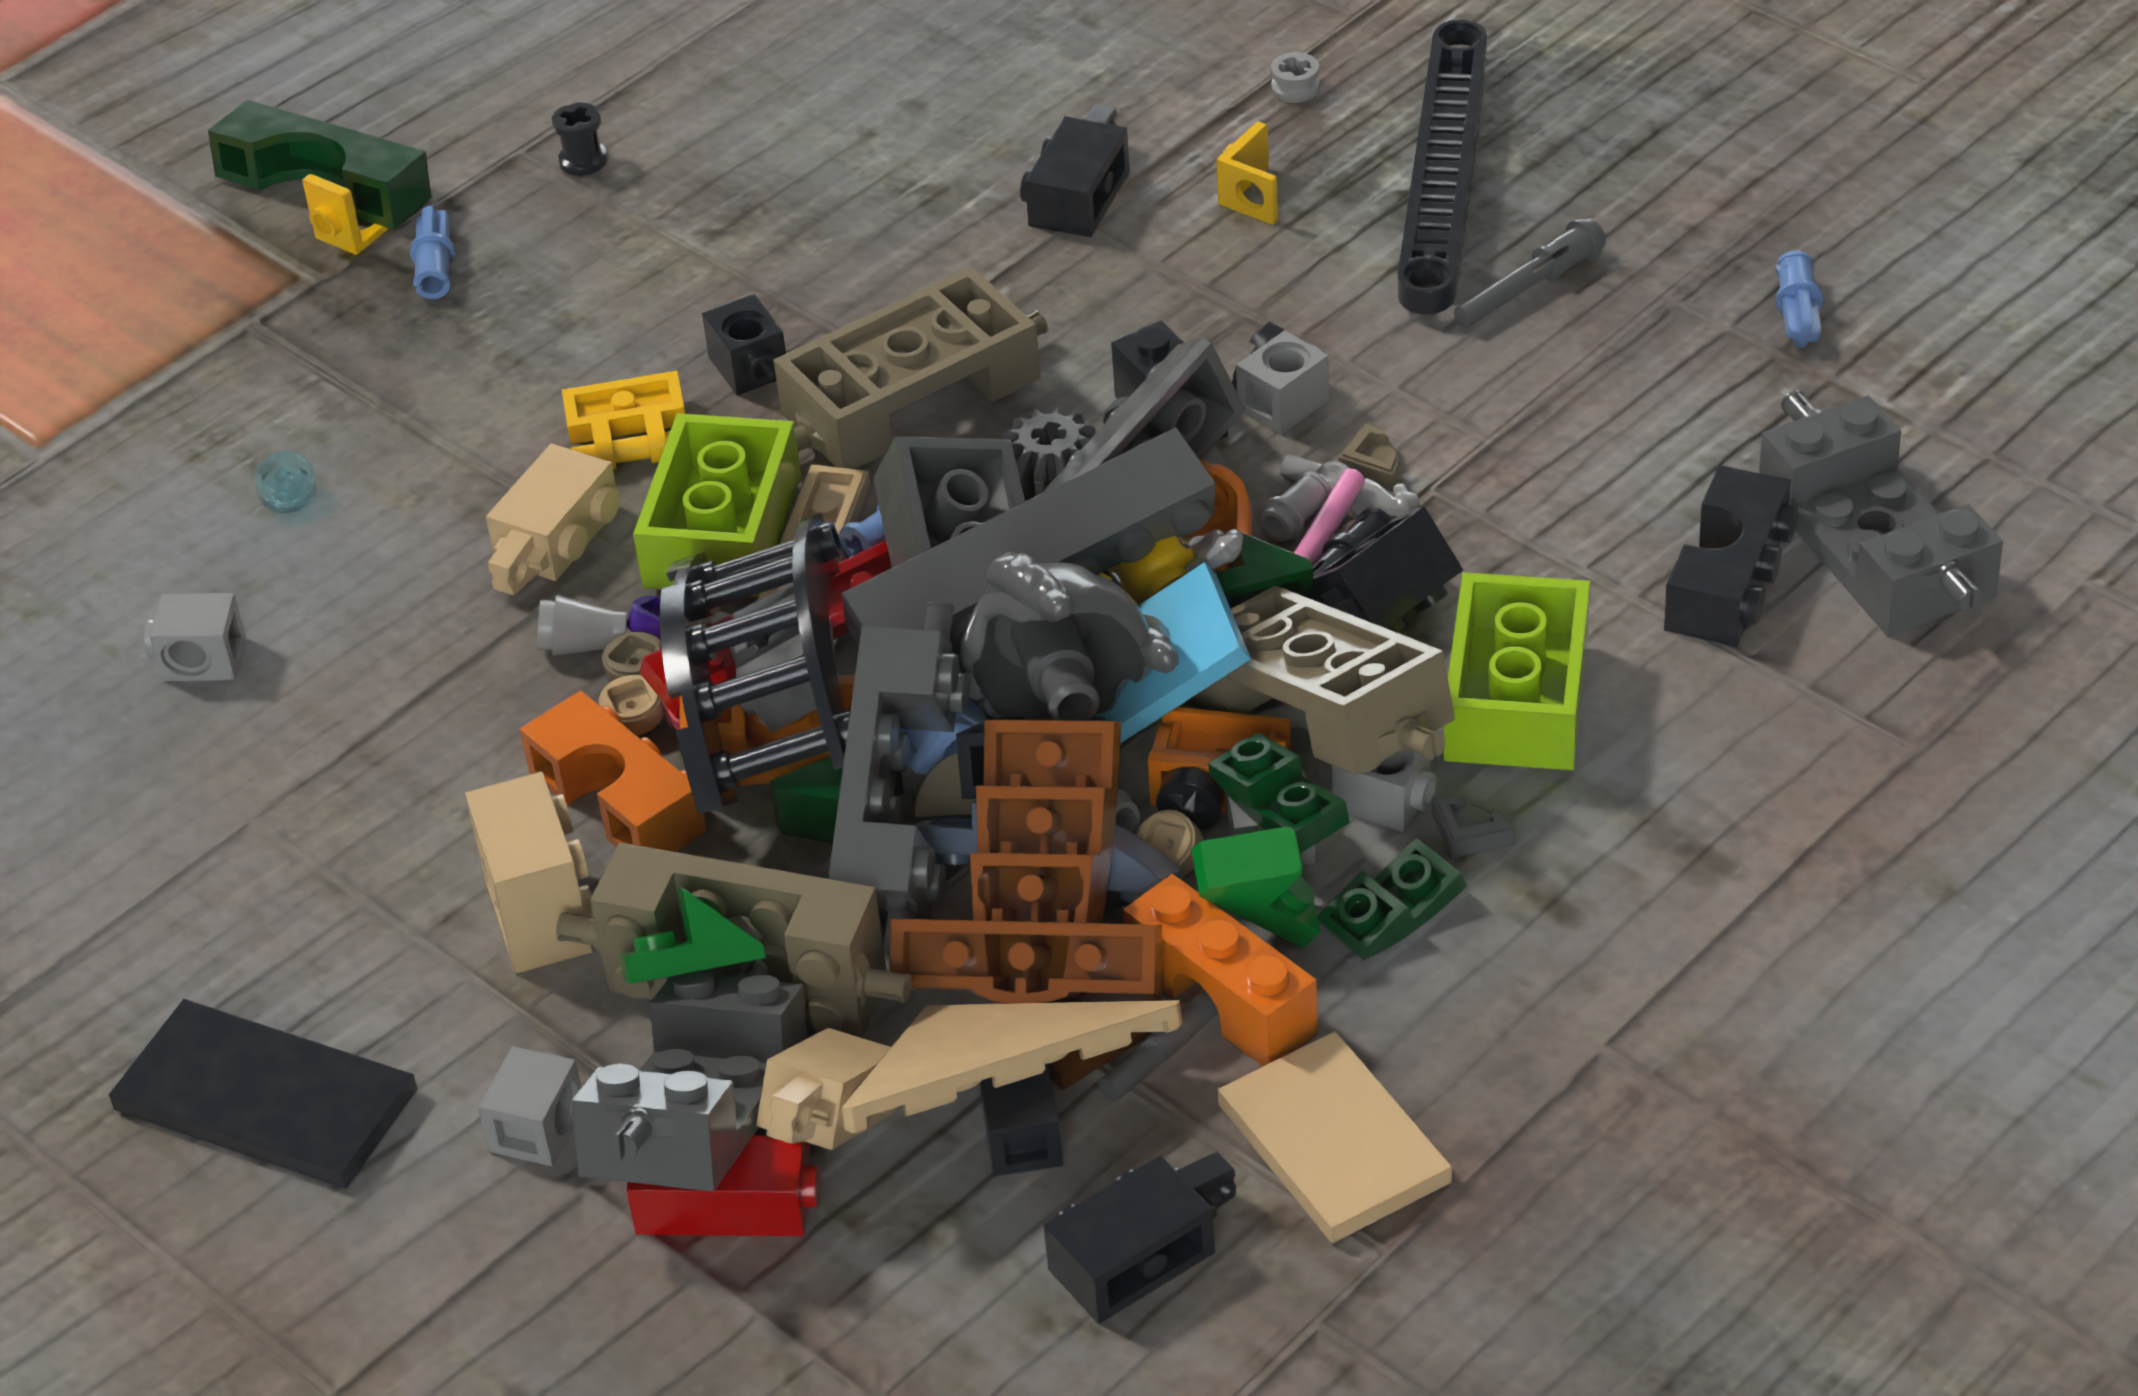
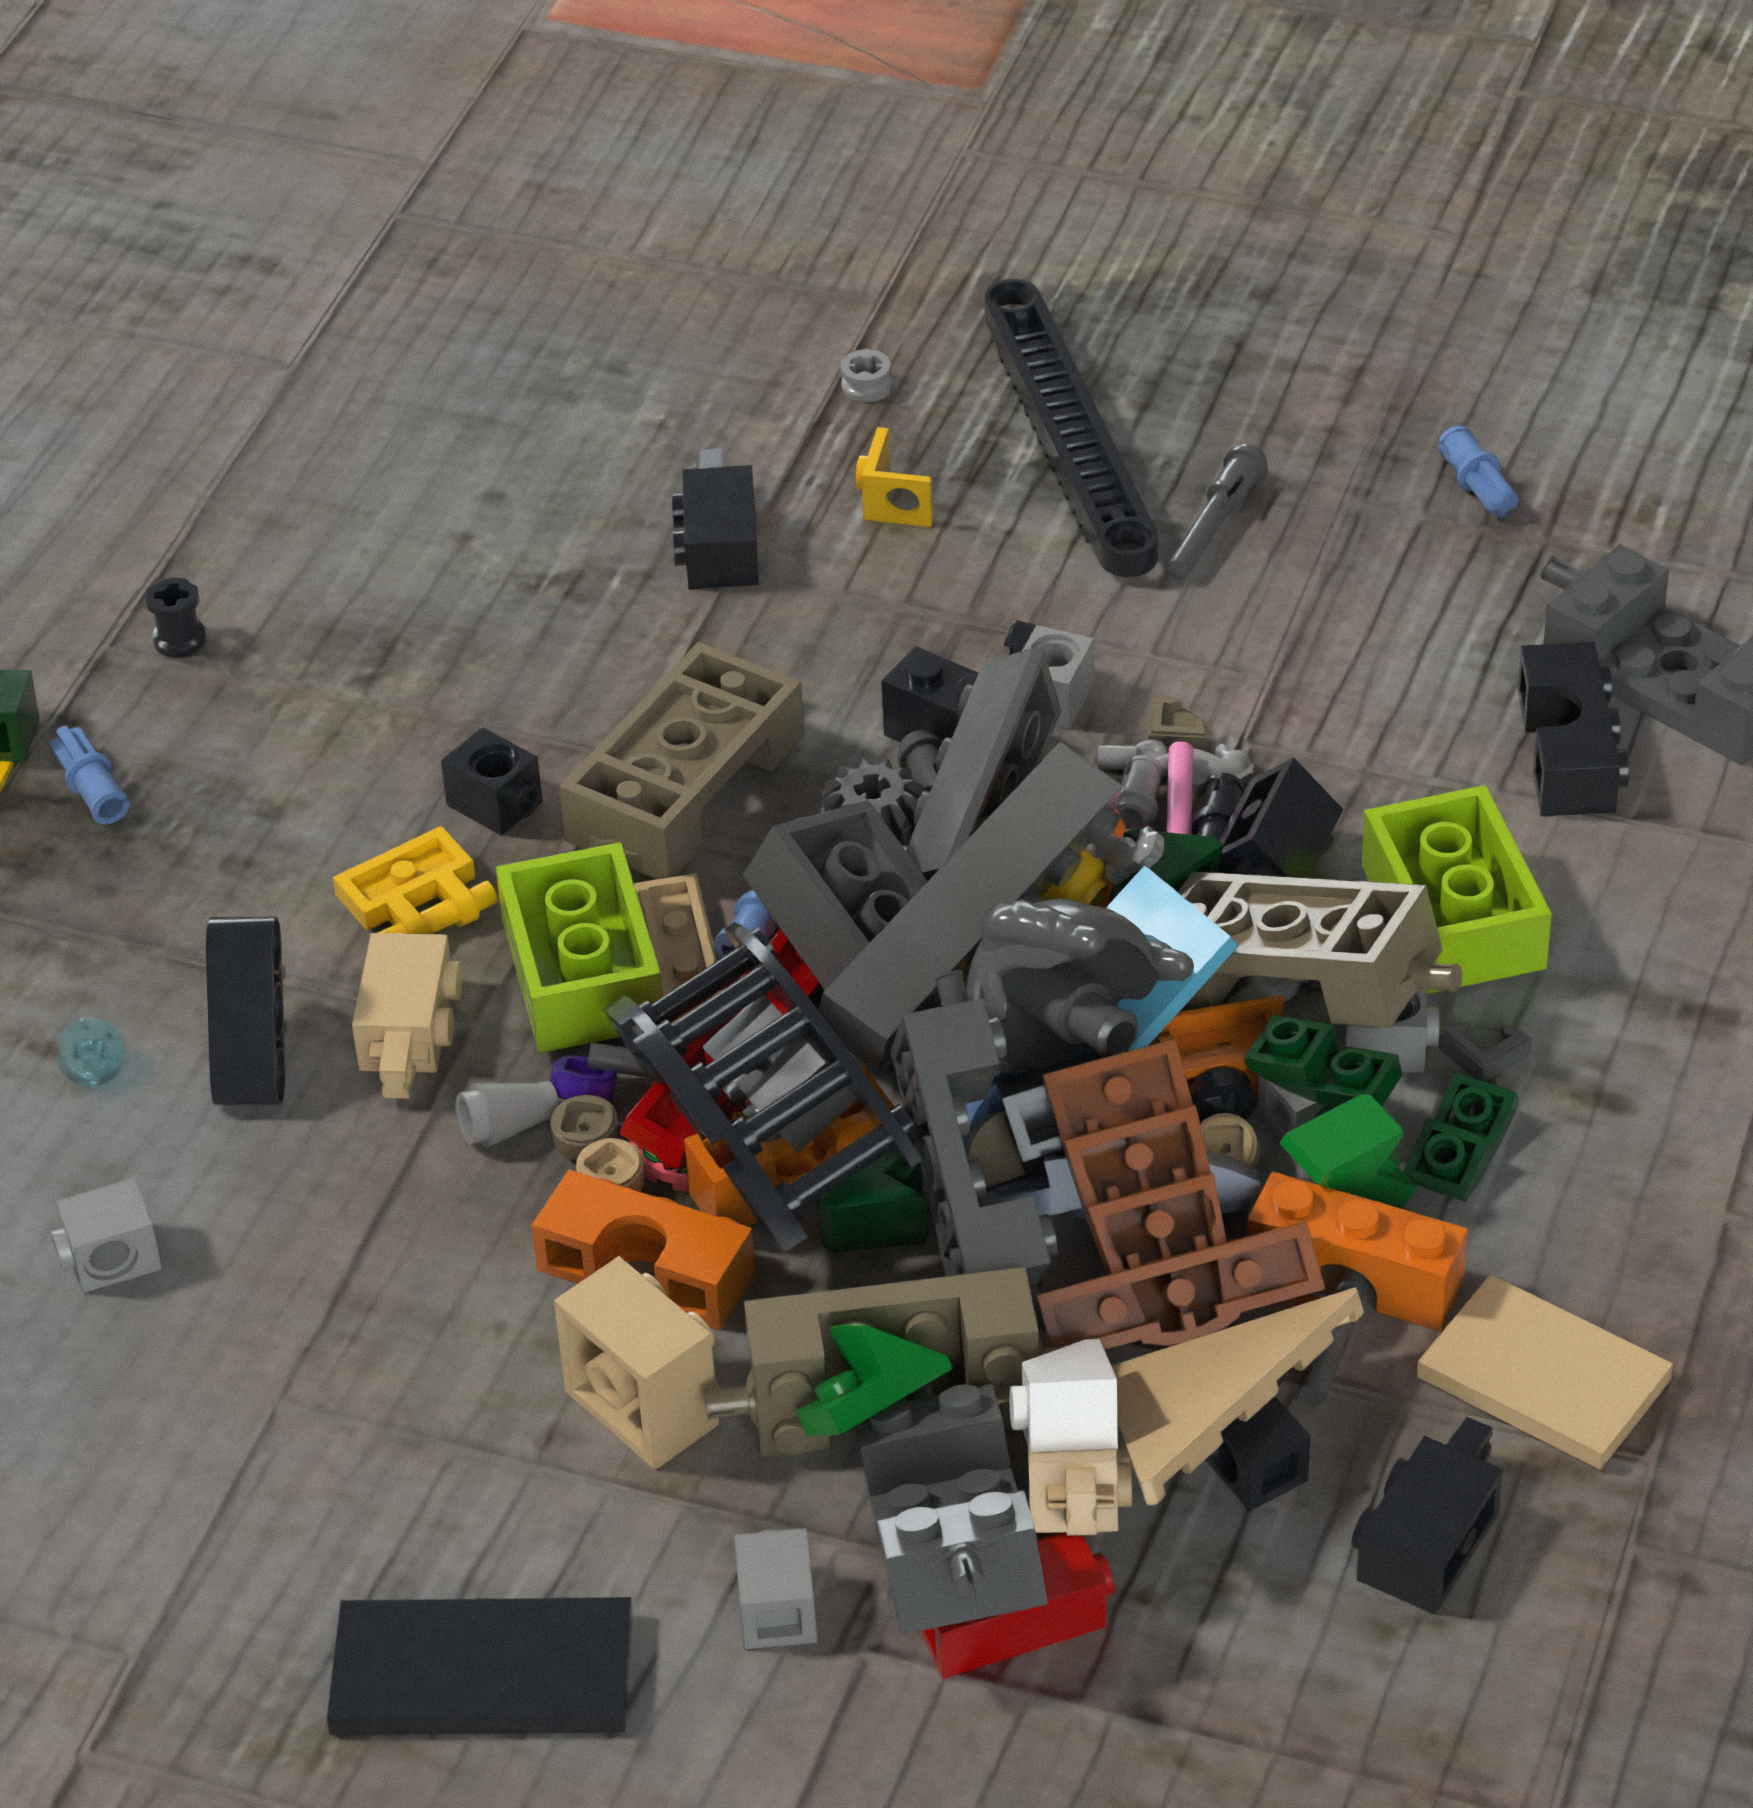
camera: 25 degrees left, 0 degrees up
(405, 478) = (245, 1010): none -> black piece
(846, 1016) = (1067, 1400): none -> white slope

